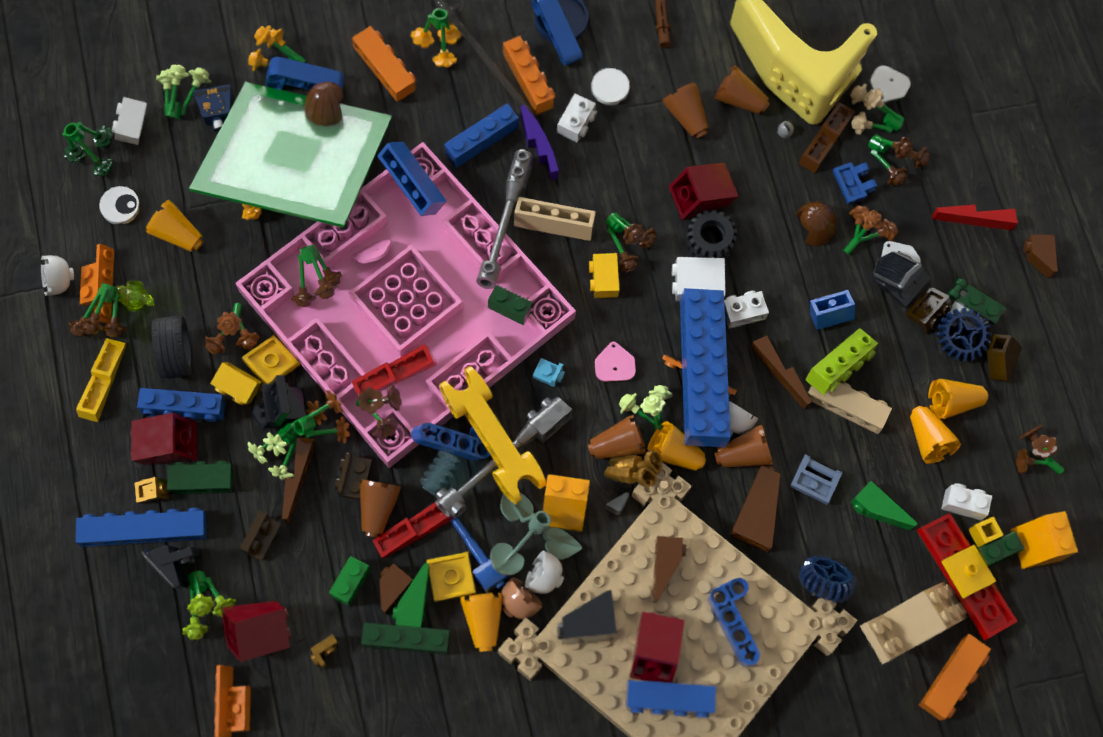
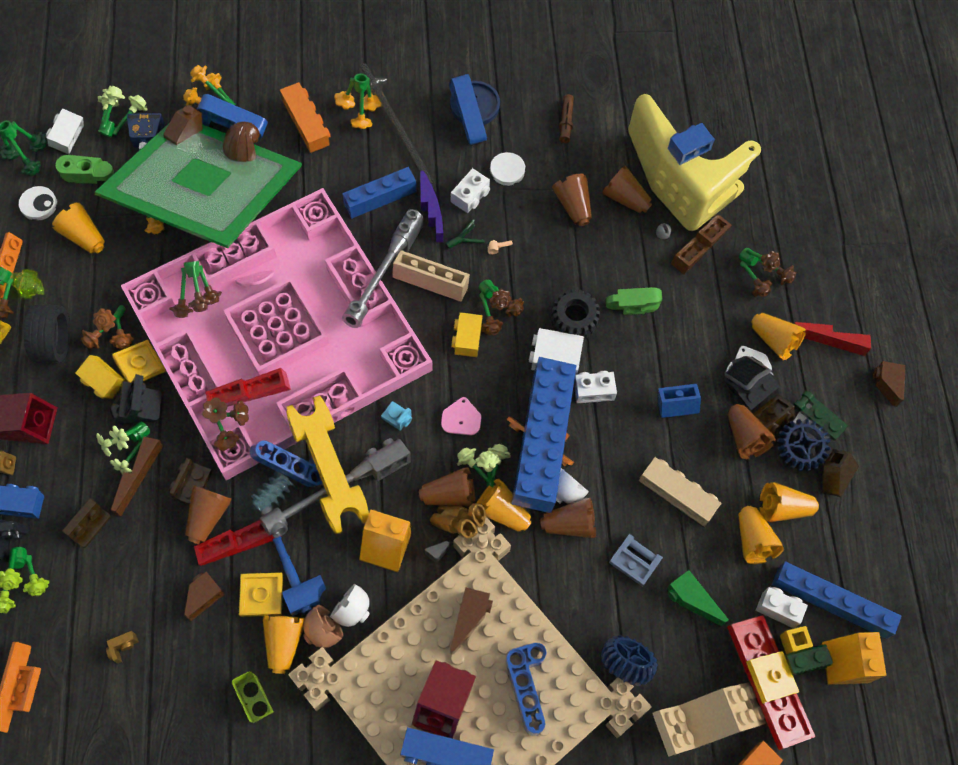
camera: 10 degrees right, 5 degrees down
(176, 158) = (83, 169): none -> bright green piece
(186, 404) = (51, 389): blue brick -> none
(200, 478) = (45, 459): dark green brick -> none
(255, 629) = (59, 613): dark red slope -> none
(258, 94) = (183, 125): none -> reddish brown slope
(307, 423) = (154, 423): plant -> none
(349, 581) = (161, 581): green piece -> none
(405, 638) = (202, 647): dark green brick -> none
(412, 178) = (303, 217): blue brick -> none
(412, 604) = (216, 615): green slope -> none
(462, 659) = (241, 681): none -> lime piece
(510, 305) = (369, 344): dark green brick -> none
(528, 75) = (433, 146): orange brick -> none
(559, 543) = (372, 579): sand green plant -> none
(576, 171) = (460, 238): none -> dark green plant
(589, 622) = (379, 661): black slope -> none
(612, 174) = (494, 245): none -> light nougat hand
(702, 189) = (575, 270): dark red slope -> none
(758, 513) = (572, 583): reddish brown slope -> none
(770, 210) = (635, 300): none -> bright green piece
(788, 378) = (625, 458): reddish brown slope -> none
(804, 38) = (690, 143): none -> blue brick
(819, 221) = (680, 317): reddish brown hair -> none
(841, 362) = (679, 451): lime brick -> none
(850, 184) = (715, 287): blue plate -> none
(872, 220) = (725, 322): dark orange plant -> none
(873, 99) = (749, 214): tan plant -> none
(891, 90) = (765, 210): white piece -> none
(907, 330) = (749, 433): none -> dark orange cone
(921, 222) = (778, 334): none -> light orange cone
(1018, 485) = (836, 600): none -> blue brick
(1043, 447) = (866, 565): reddish brown plant -> none

